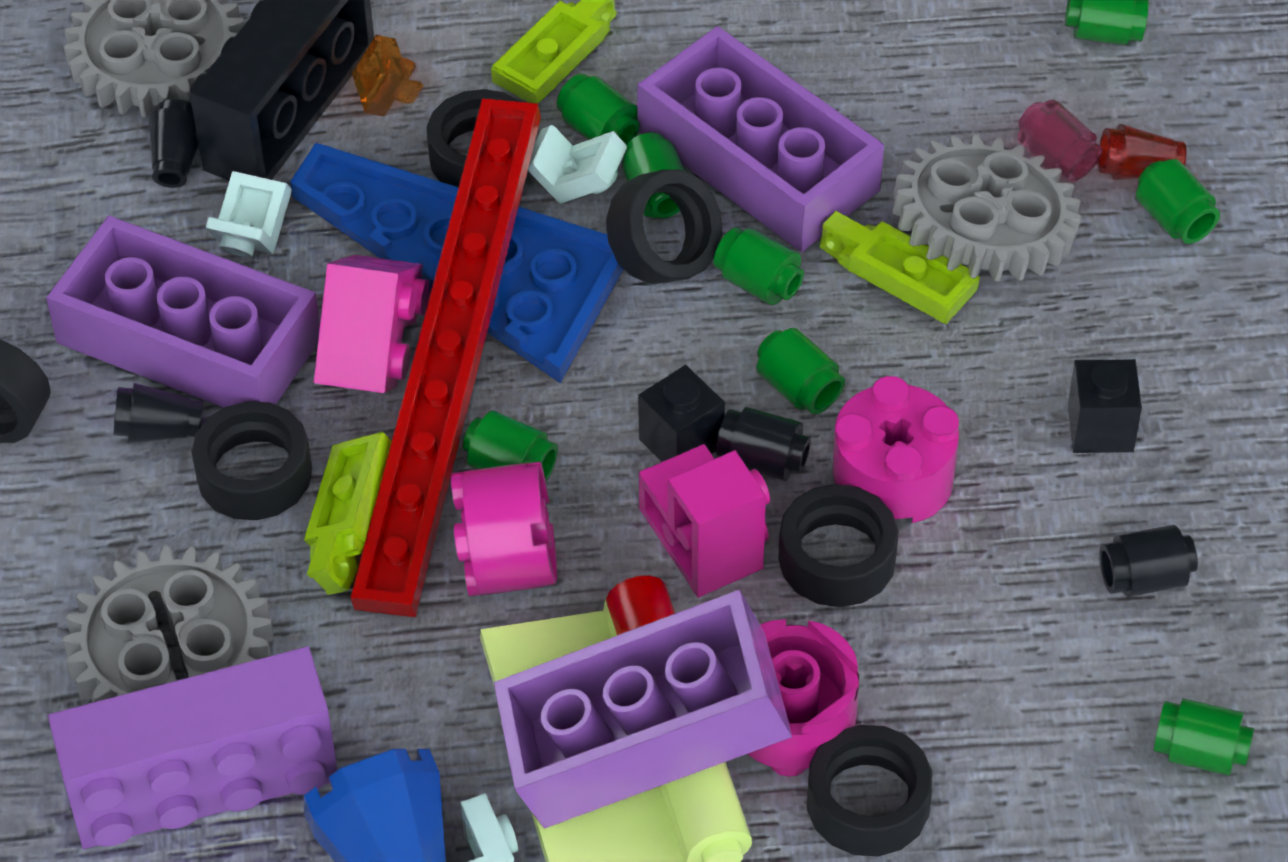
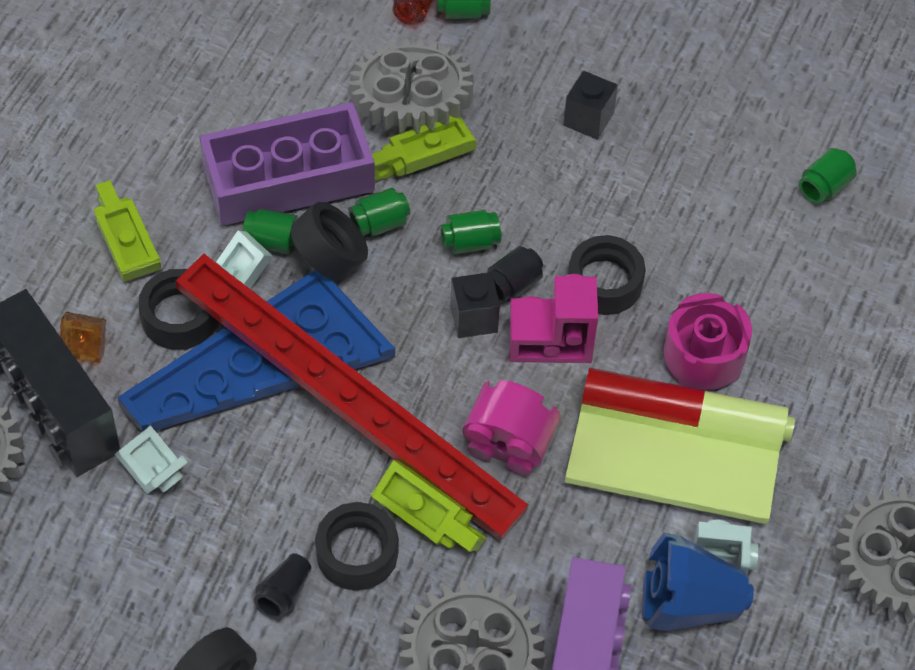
camera: 65 degrees left, 5 degrees up
(172, 142) = (50, 478): black cone -> none
(183, 316) = (223, 532): medium lavender brick -> none
(364, 322) = (300, 426): brick -> none
(506, 441) = (440, 401): green brick -> none
(597, 108) = (200, 235): green brick -> none
(641, 709) = (706, 408): medium lavender brick -> none
(863, 833) = (798, 320): black tyre -> none
(898, 447) = (563, 212): dark pink brick -> none
(1060, 138) = (380, 27): clear pink brick -> none
(1148, 561) = (703, 141): black brick -> none

